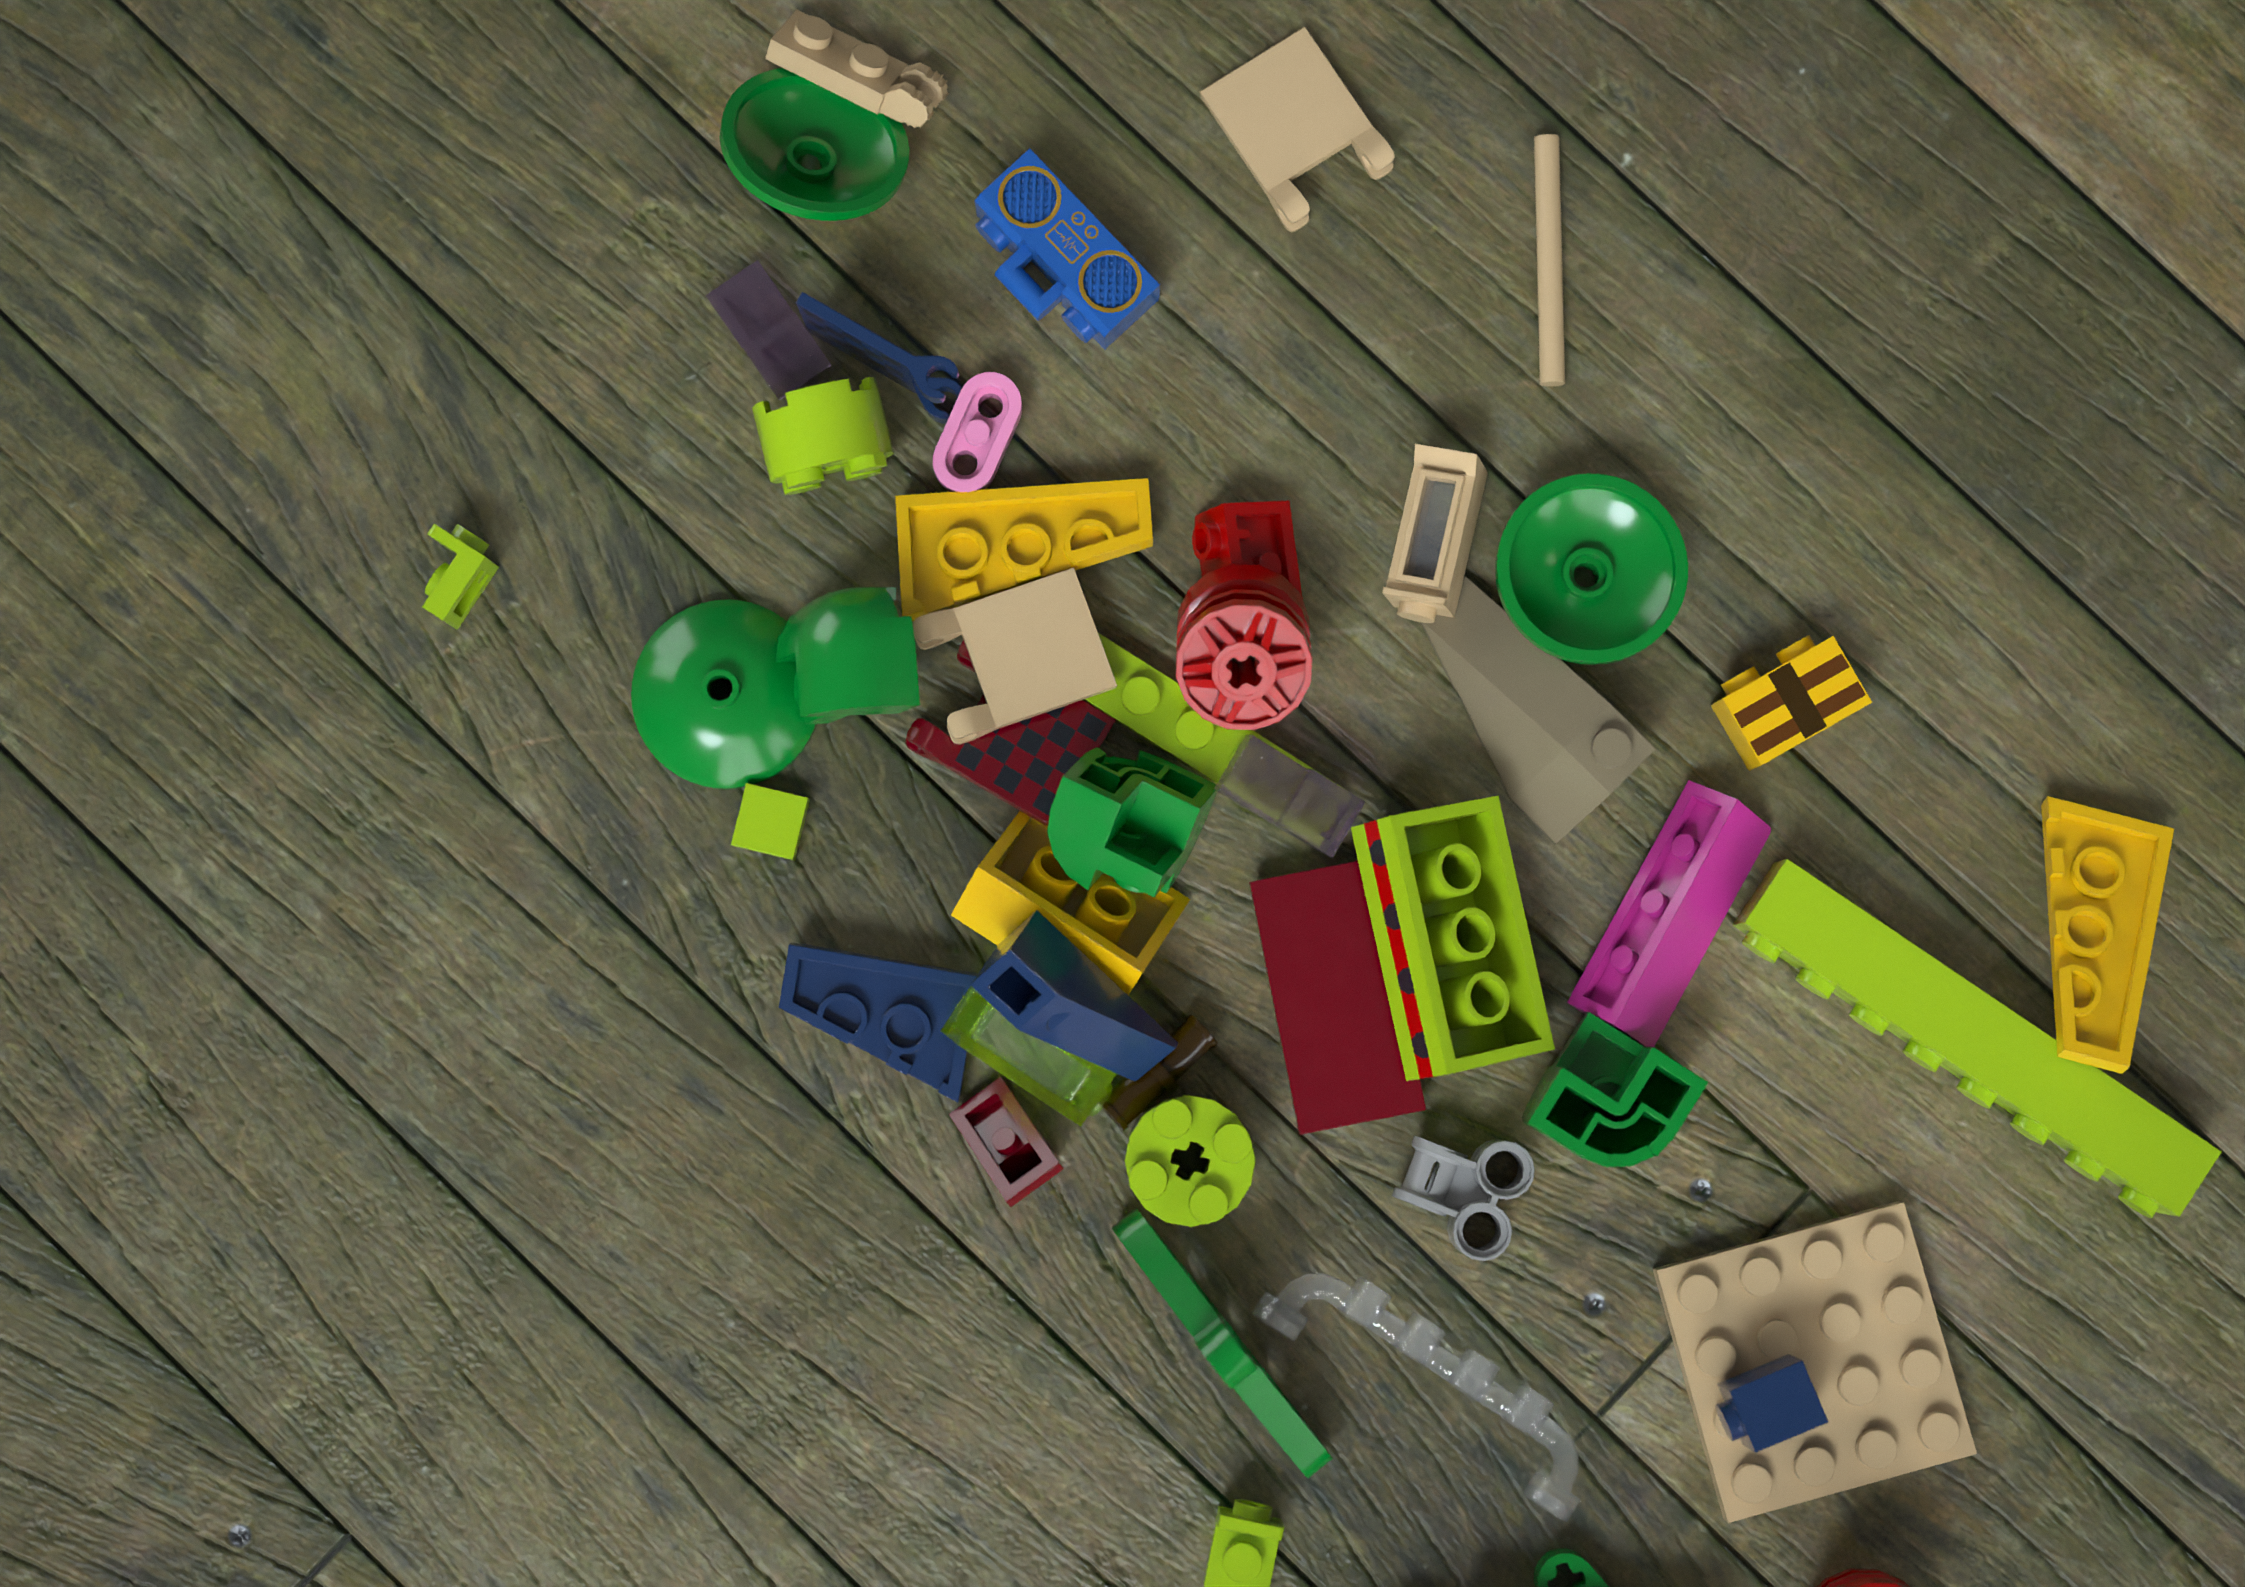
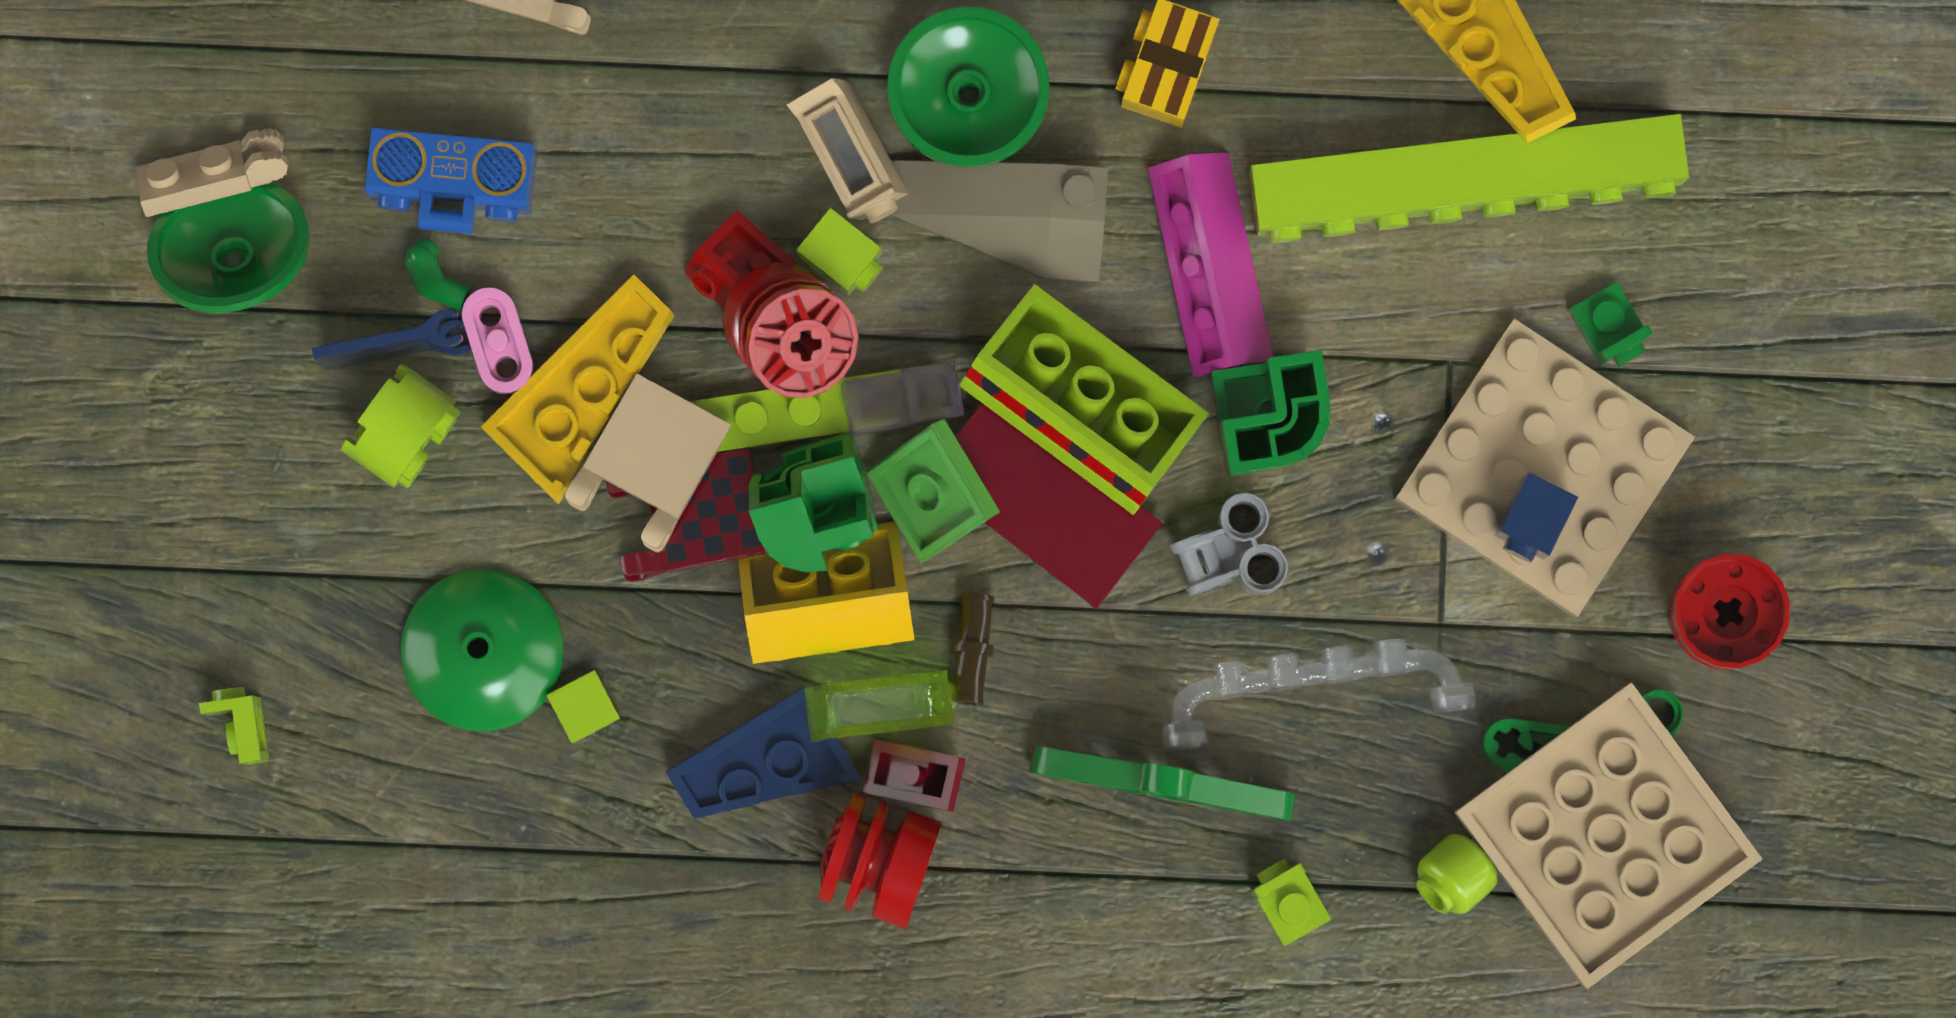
camera: 45 degrees left, 0 degrees up
(768, 330) = (301, 392): clear purple slope -> none
(851, 655) = (544, 553): green brick -> none
(907, 1191) = (878, 860): none -> red wheel
(964, 326) = (427, 277): none -> green arm
(1069, 1002) = (877, 650): dark blue slope -> none
(1205, 1193) = (1013, 671): lime brick -> none
(1244, 901) = (932, 491): none -> bright green tile
(1348, 619) = (841, 254): none -> lime brick
(1985, 1286) = (1611, 326): none -> green bracket

